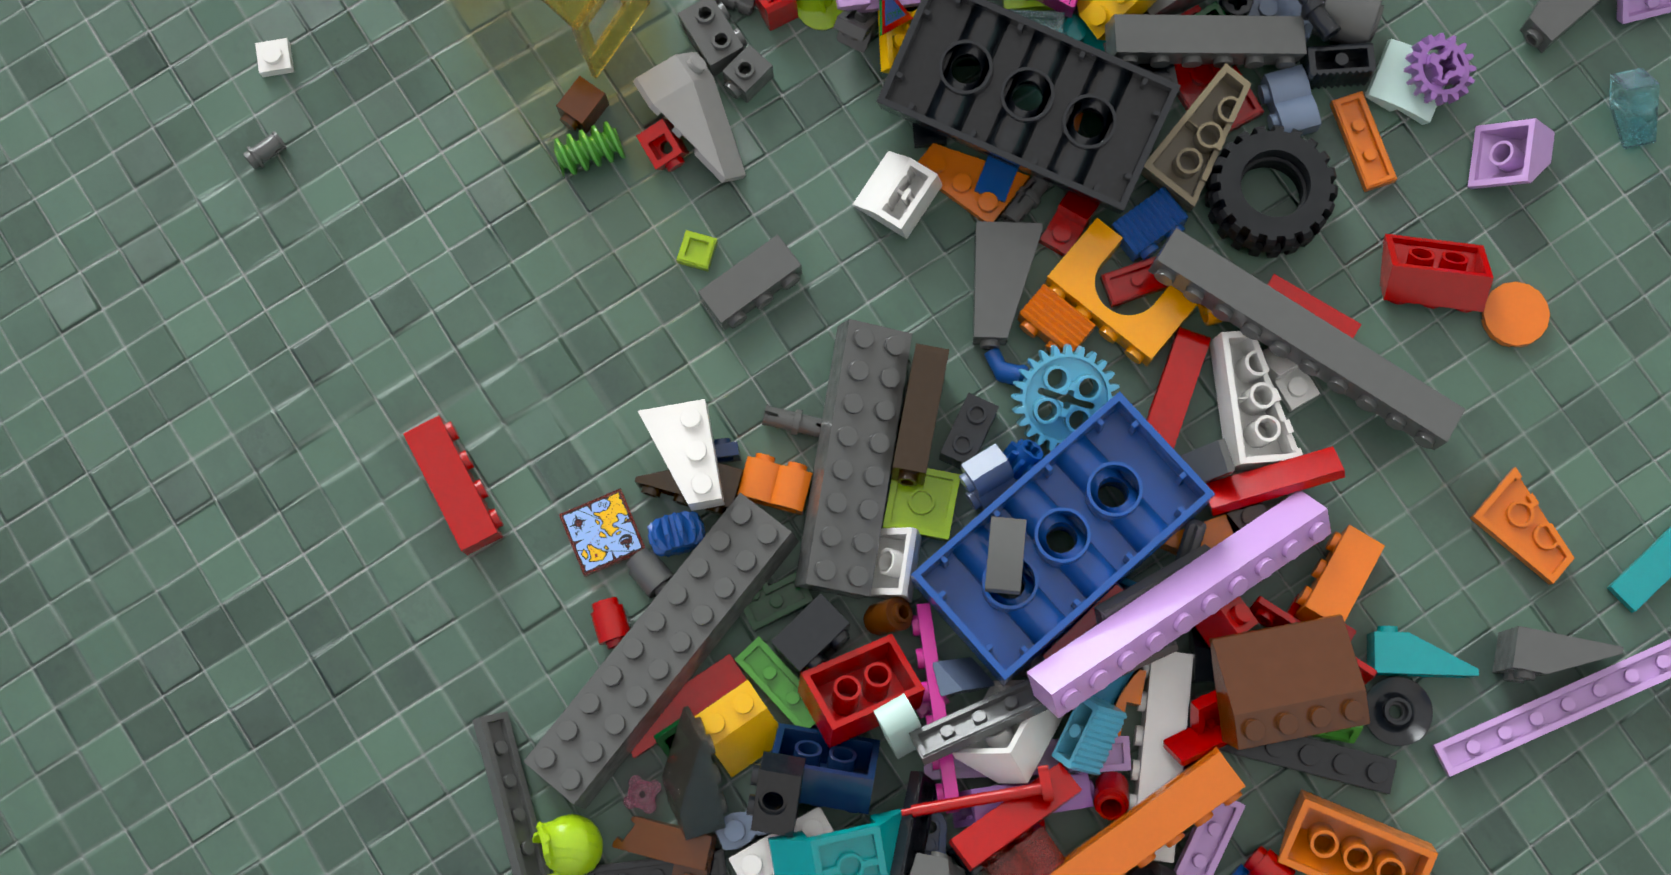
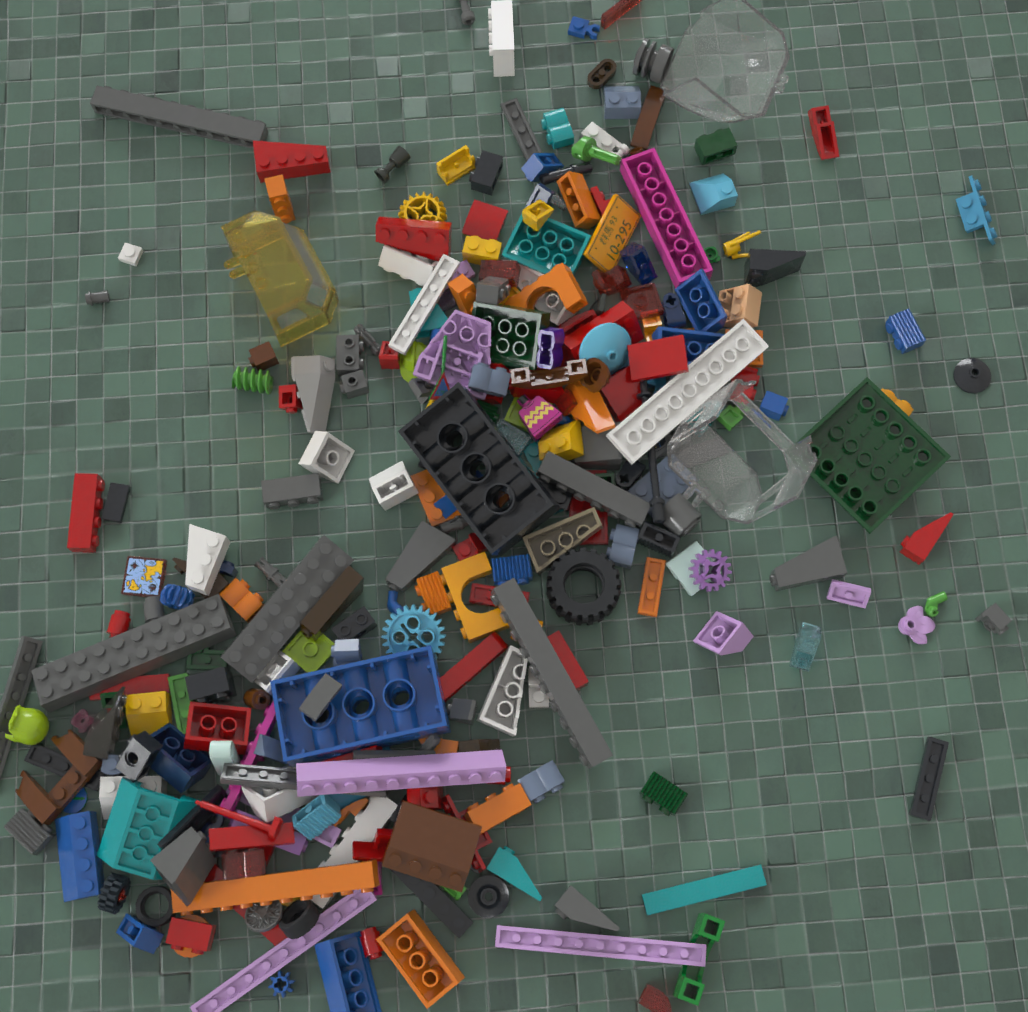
camera: 25 degrees right, 5 degrees down
(489, 445) = (116, 502): none -> black tile
(697, 250) = (277, 460): lime tile -> none
(770, 204) = (326, 456): none -> white slope
(1023, 456) = (373, 652): blue gear -> none
(1111, 795) = (312, 855): red brick -> none
(1275, 480) = (491, 737): tile -> none
(1377, 504) = (542, 781): none -> sand blue brick
(1435, 273) = (646, 675): red slope -> none
(1515, 314) = (677, 721): orange tile -> none
(1520, 526) = (613, 836): orange wing -> none
(1557, 427) = (663, 793): none -> dark green brick

